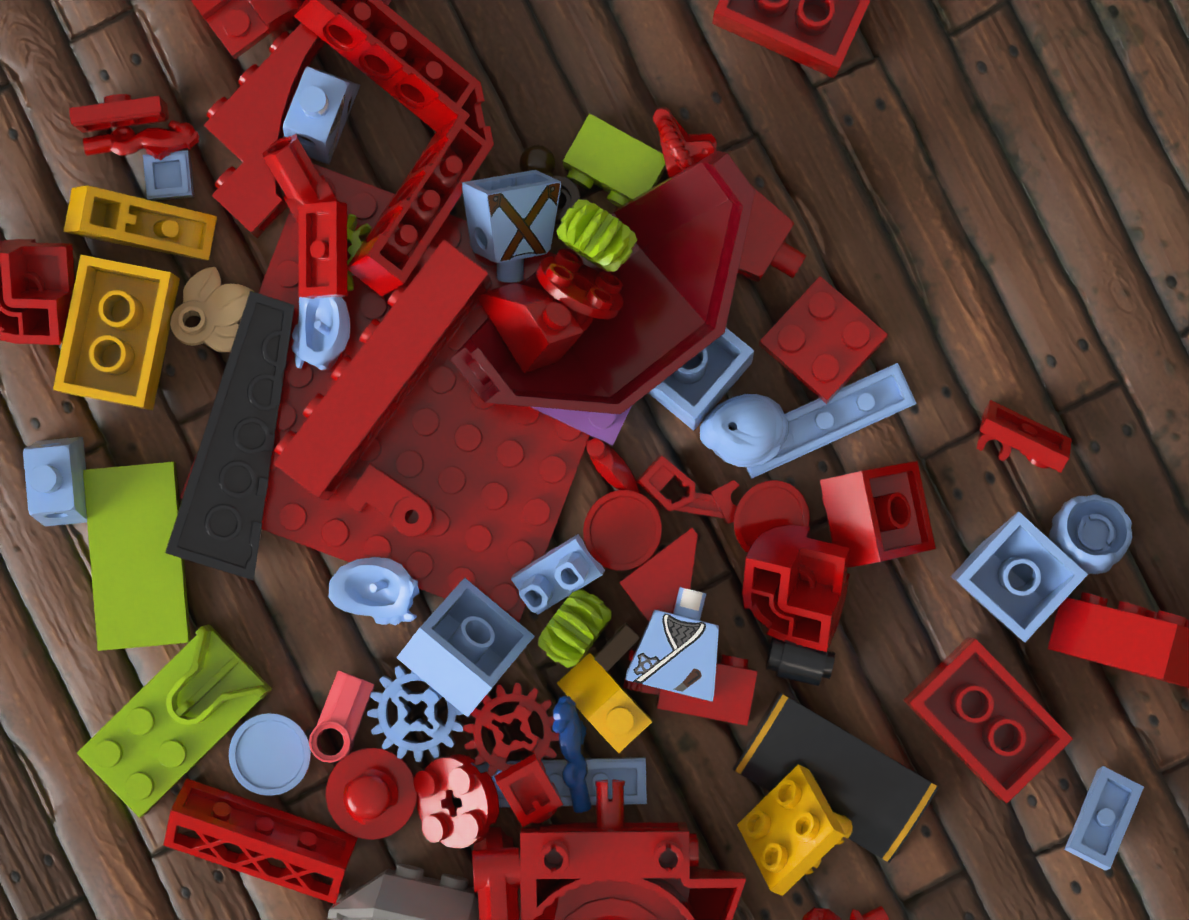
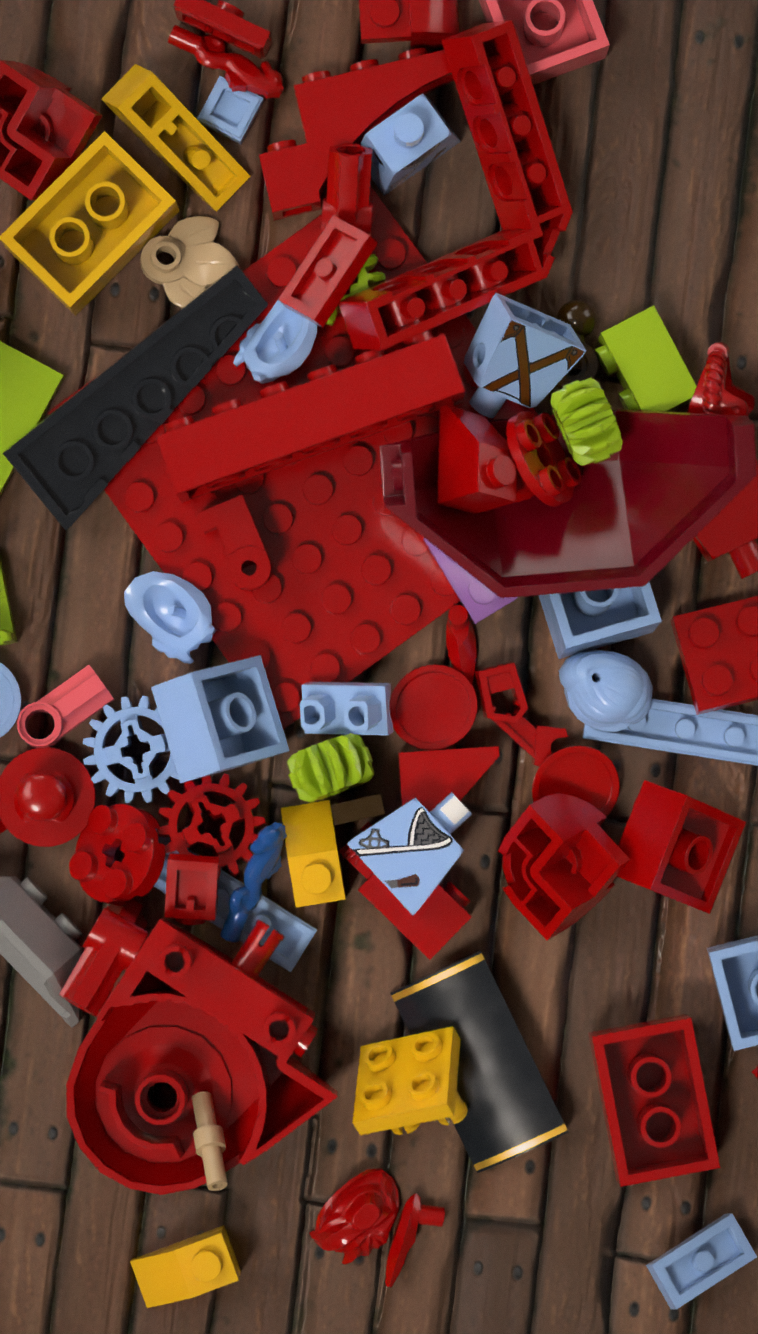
camera: 30 degrees right, 0 degrees up
(799, 662) = (515, 934): black brick -> none

